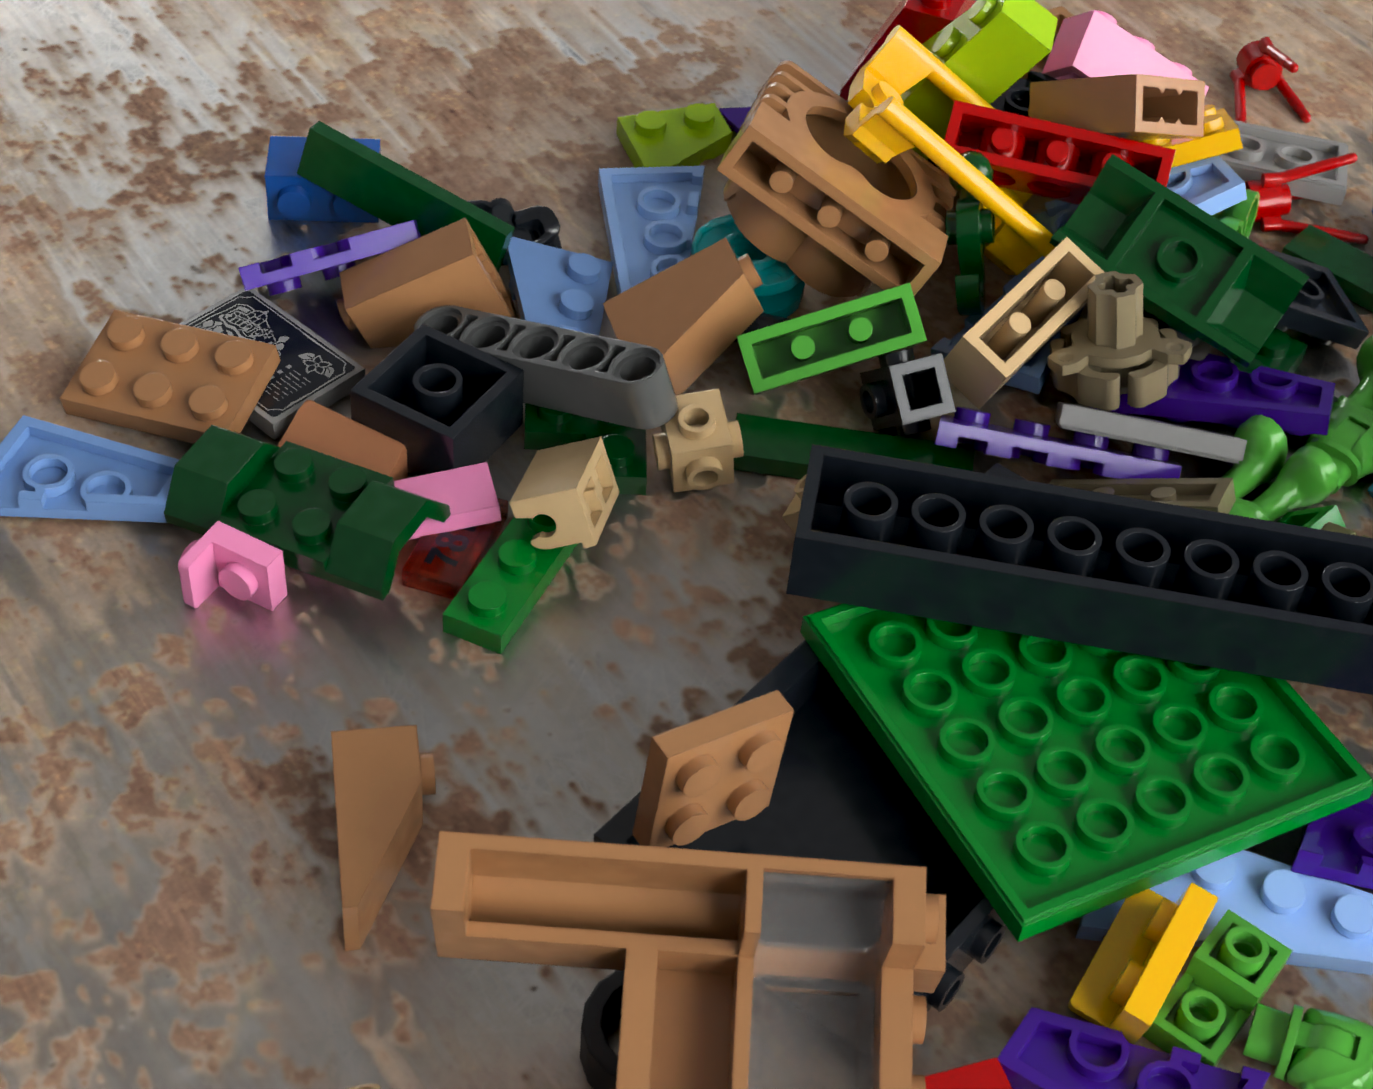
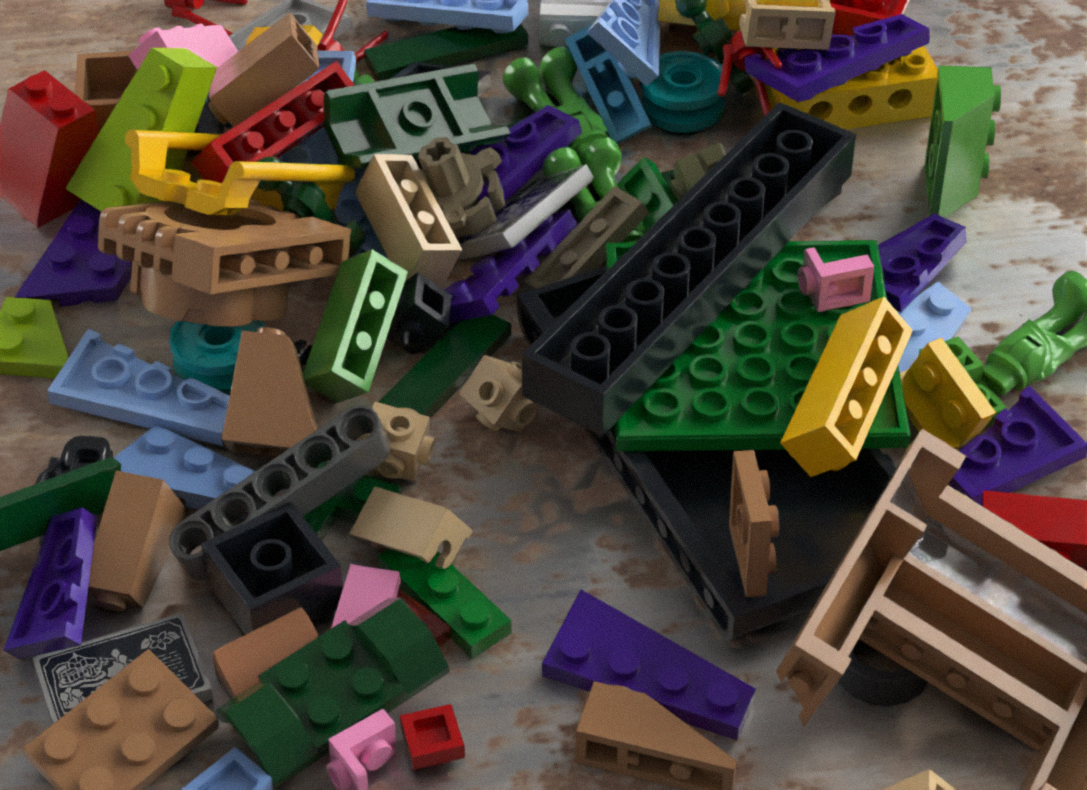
camera: 60 degrees left, 0 degrees up
(291, 622) = (432, 736): none -> red plate
(509, 755) = (617, 650): none -> dark purple wing
(1023, 803) = (847, 388): none -> yellow brick
(1229, 745) = (835, 282): none -> bright pink bracket

